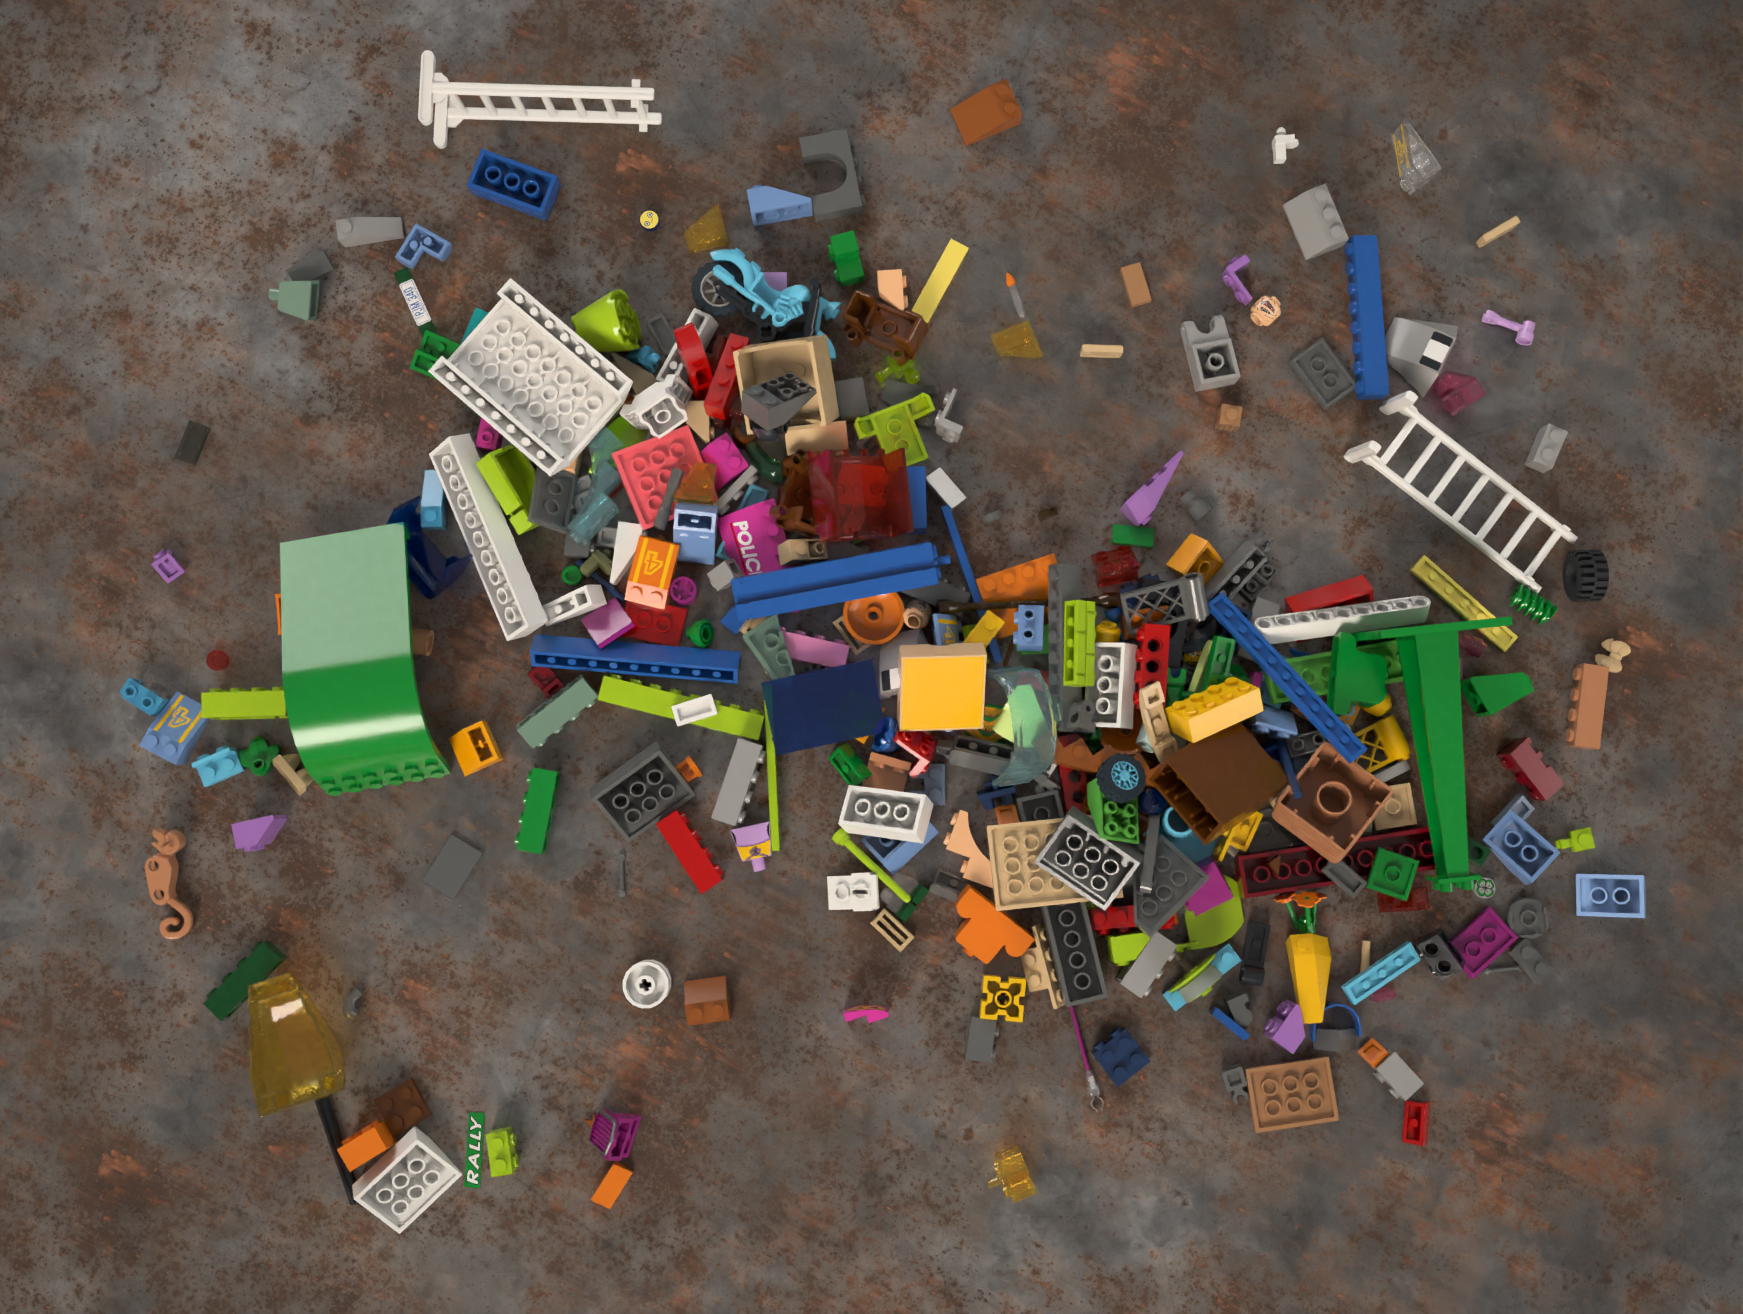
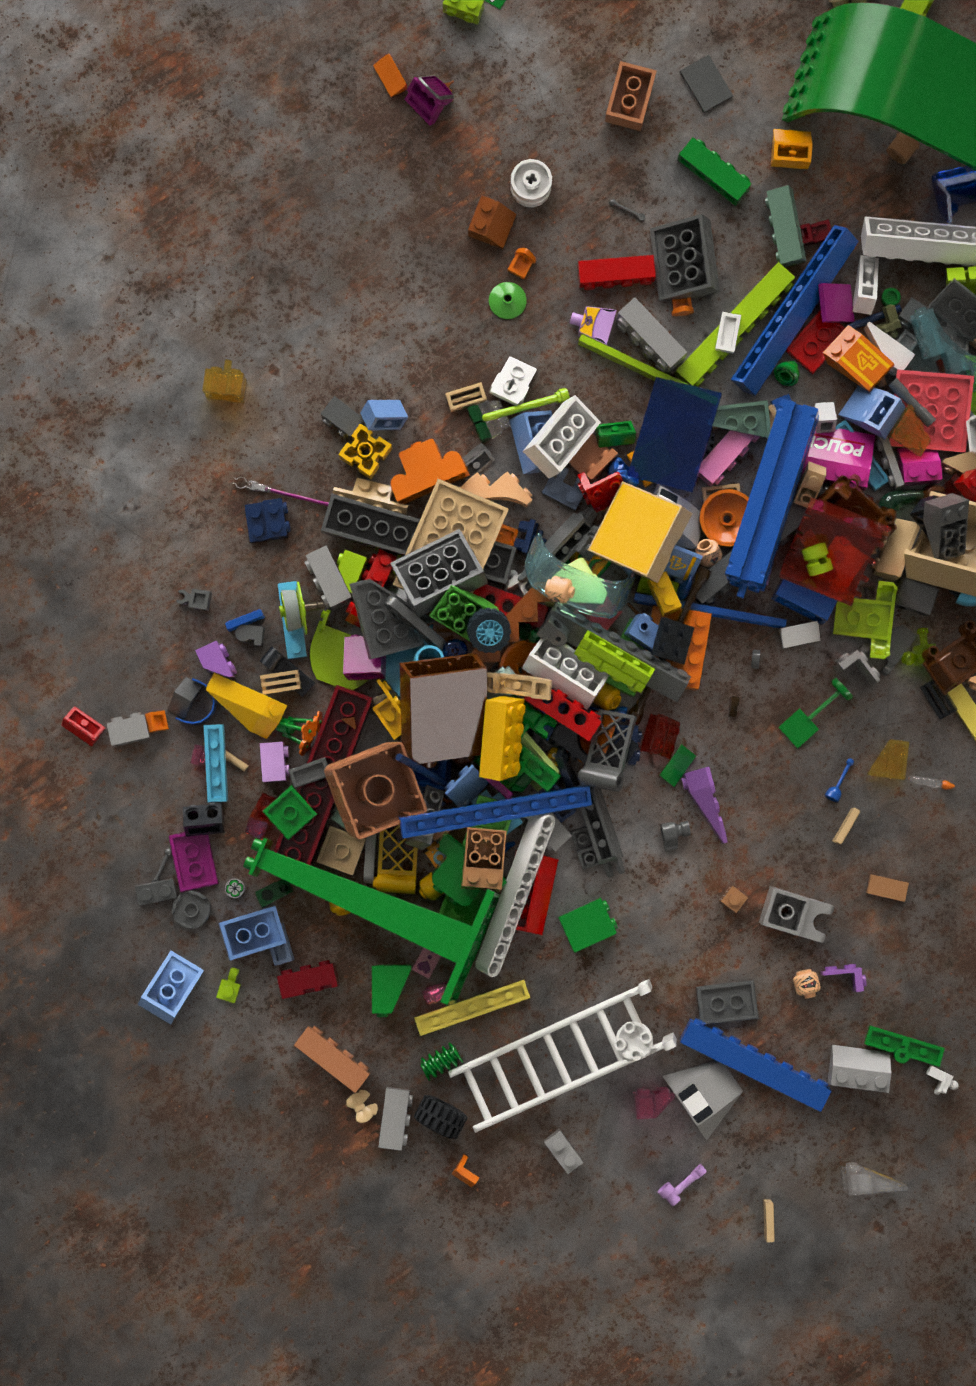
camera: 115 degrees right, 0 degrees up
(506, 933) = (630, 96): none -> nougat brick
(684, 591) = (829, 377): magenta piece -> none
(730, 949) = (522, 262): none -> orange tile
(782, 934) = (509, 309): none -> bright green dish
(871, 1011) = (412, 340): dark pink slope -> none
(875, 503) = (817, 559): none -> lime wheel
(947, 320) = (940, 714): none -> black tile
(957, 999) = (384, 414): none -> medium blue brick
(966, 618) = (684, 588): none -> blue bar
(978, 735) = (582, 547): none -> dark grey plate
(1025, 600) = (672, 640): none -> black plate
(1032, 442) = (800, 727): none -> green piece
(1046, 730) = (559, 589): none -> light nougat head
(1076, 378) = (834, 793): none -> blue hinge
(1195, 556) = (628, 804): light orange slope -> none
(1271, 194) = (903, 1046): none -> green hinge
(1280, 967) = (264, 684): none -> tan tile
(1291, 1094) = (161, 638): medium nougat plate -> none
(1328, 538) = (588, 924): none -> green brick
(1338, 662) = (483, 859): none -> medium nougat slope
(1347, 917) = (274, 762): none -> lavender brick
(1418, 434) = (634, 1041): none -> white dish
(1607, 618) = (395, 1118): none -> light grey brick
(1619, 532) = (464, 1174): none -> orange tile

